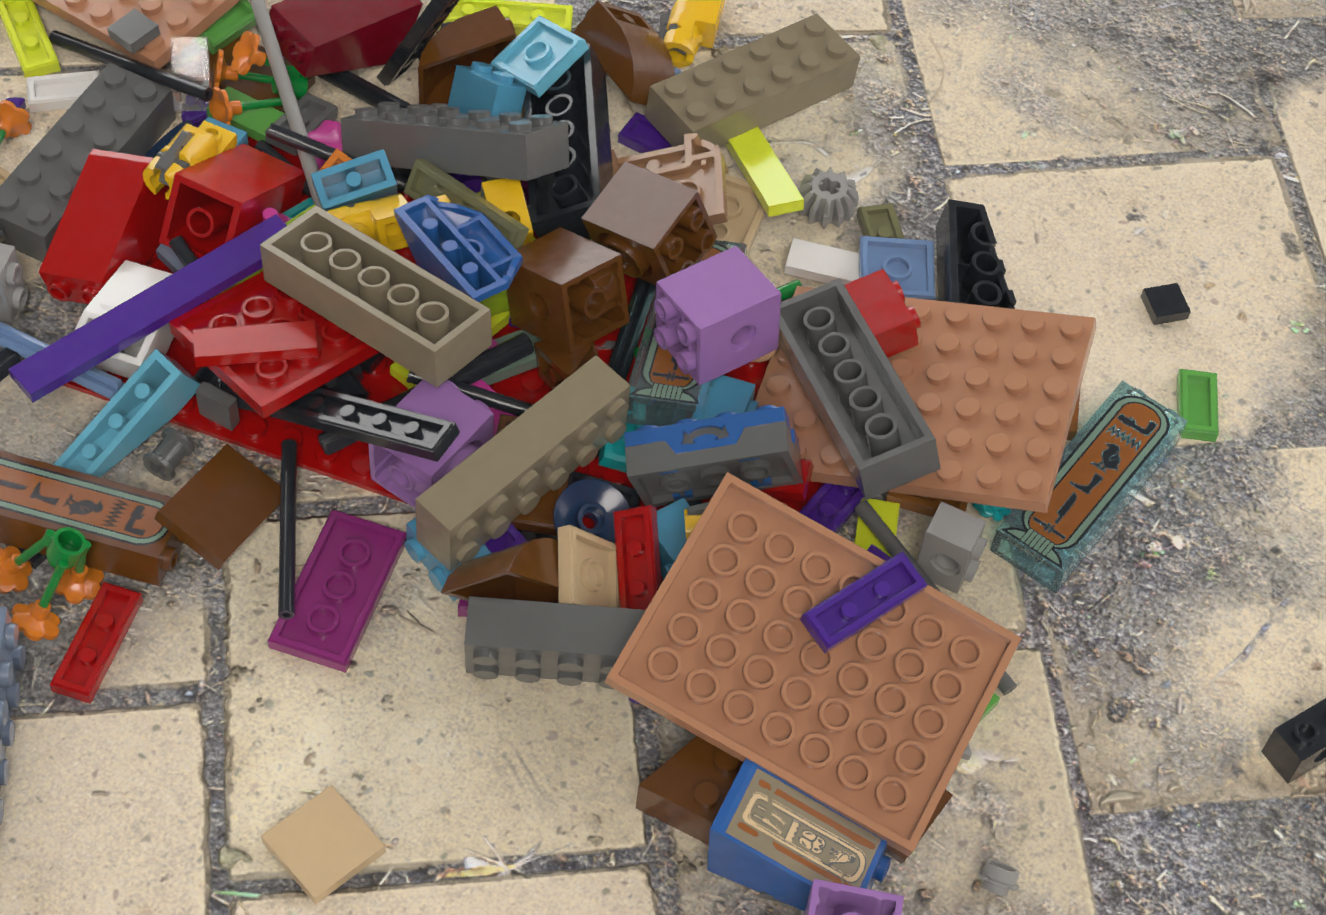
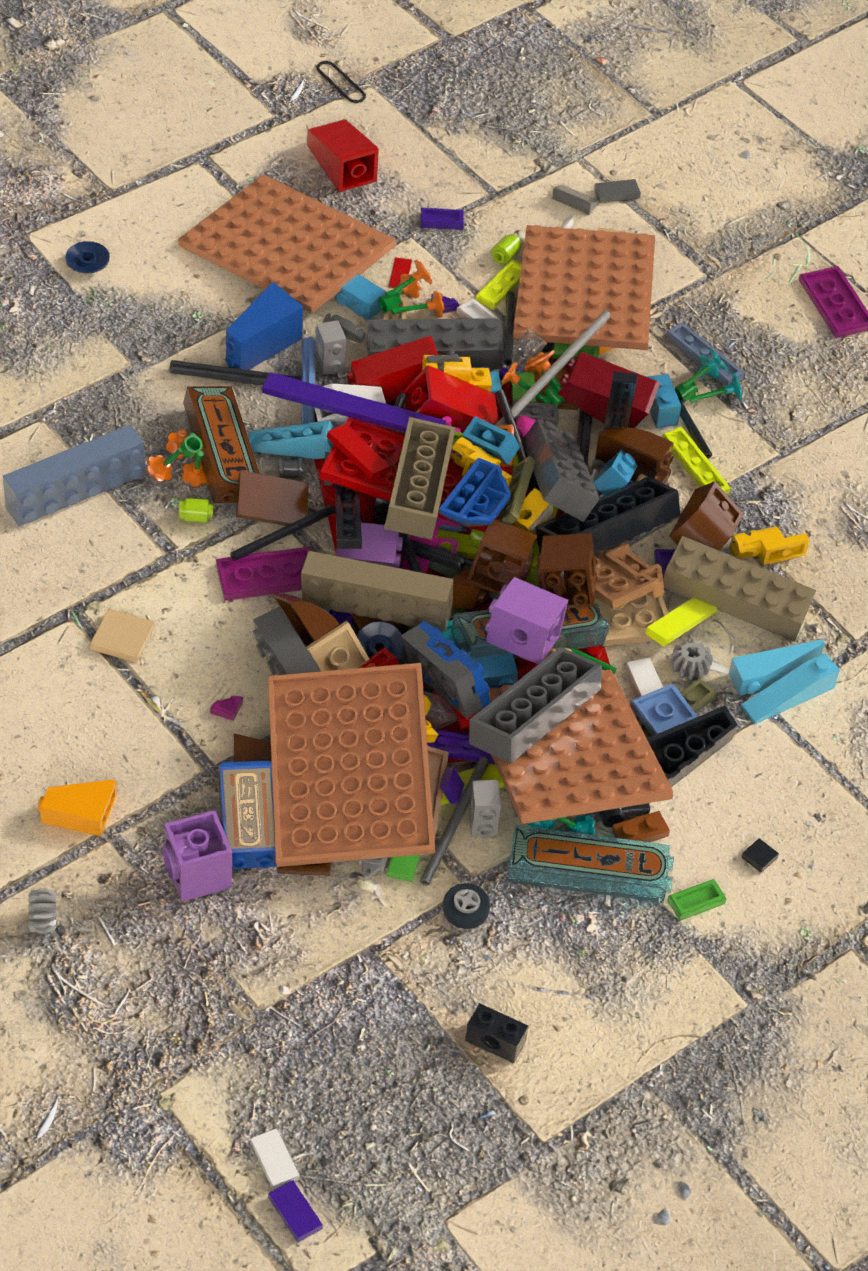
camera: 60 degrees right, 5 degrees down
(96, 642) = (165, 498): red tile -> none
(133, 31) = (521, 312): tile -> none
(157, 616) = (195, 510): none -> lime brick
(540, 55) = (654, 477): medium azure tile -> none
(555, 772) = (227, 708): none -> magenta tile
(863, 602) = (394, 762): dark purple tile -> none
(885, 311) = (600, 699): red brick -> none
(891, 134) = (759, 670): none -> medium azure slope
(936, 127) = (796, 687): none -> medium azure slope
(999, 877) = (300, 919): light grey plate -> none
(1082, 645) = (463, 896): none -> black wheel

